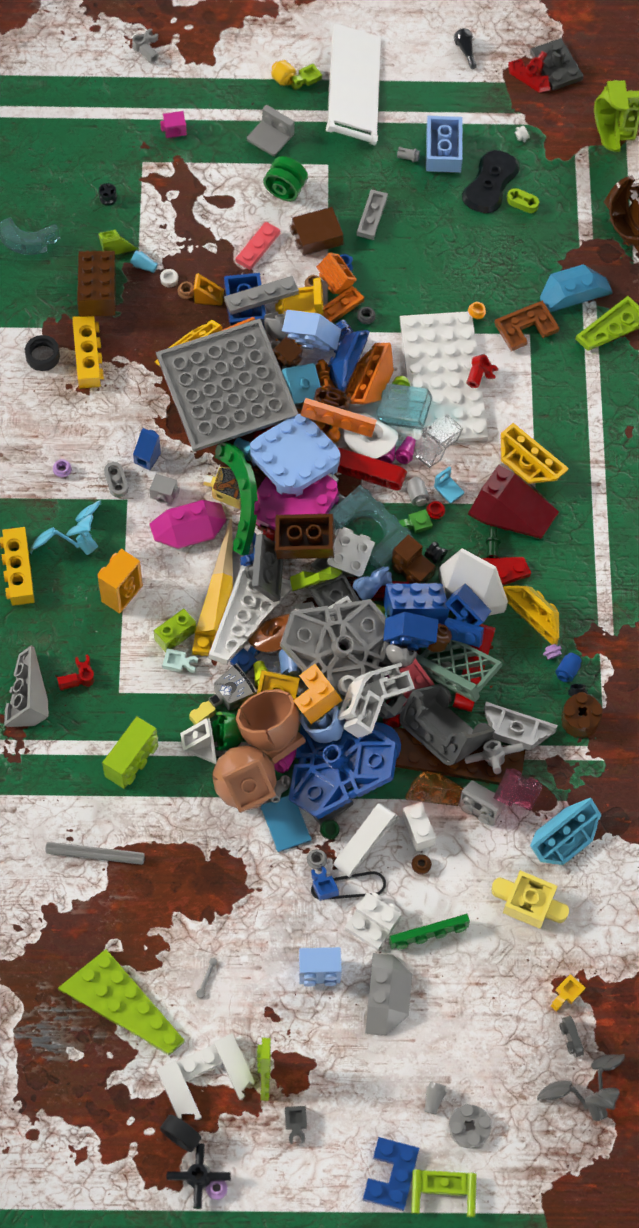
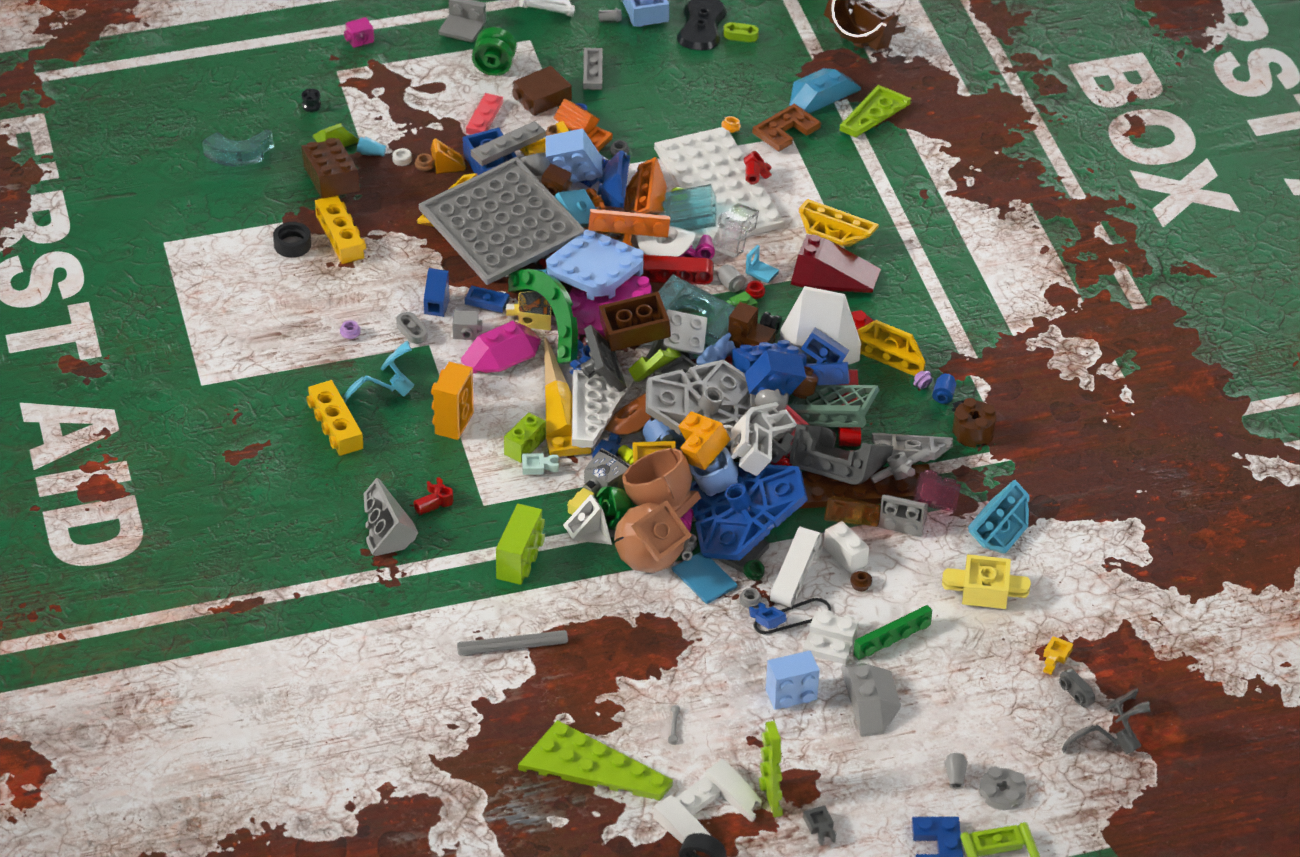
camera: 15 degrees left, 20 degrees down
(192, 462) = (487, 299): none -> blue plate

